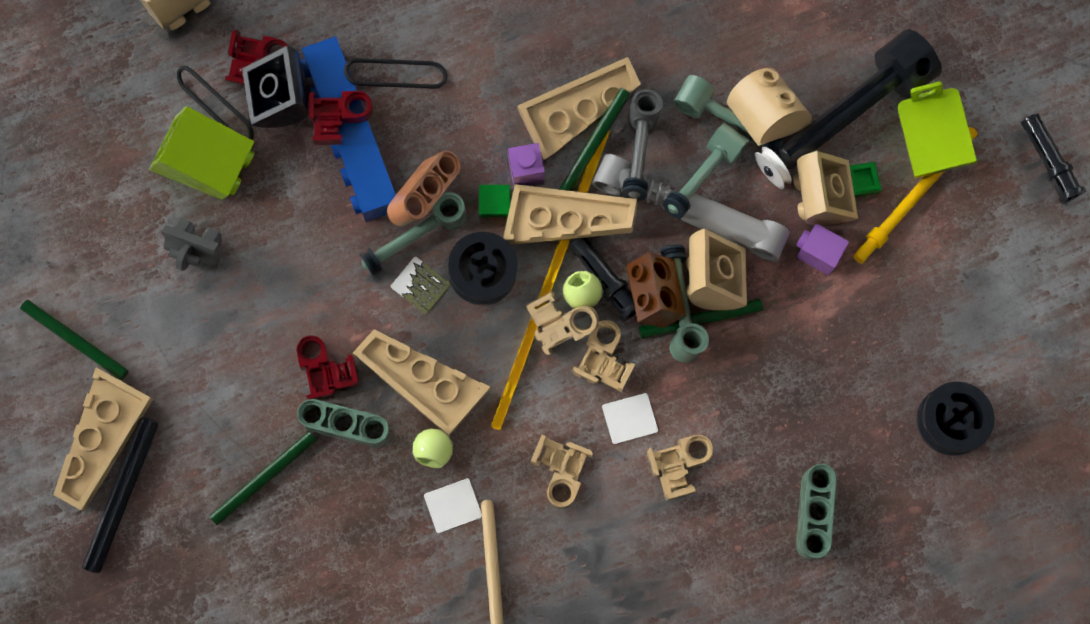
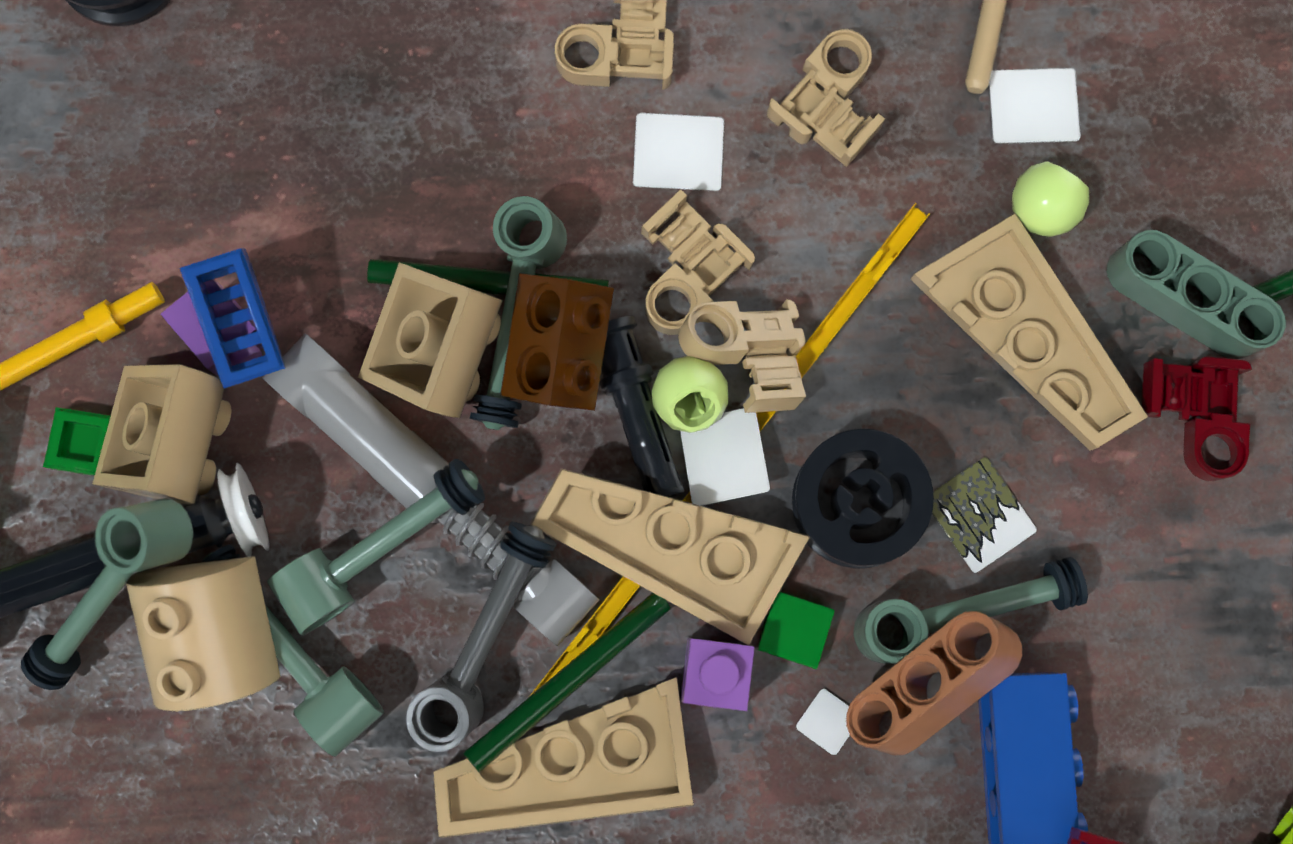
camera: 165 degrees left, 5 degrees up
(468, 166) = (825, 722): none -> white sticker
(553, 267) = (725, 459): none -> white sticker
(813, 124) = (127, 543): none -> sand green piece
(821, 273) = (209, 269): none -> blue slope

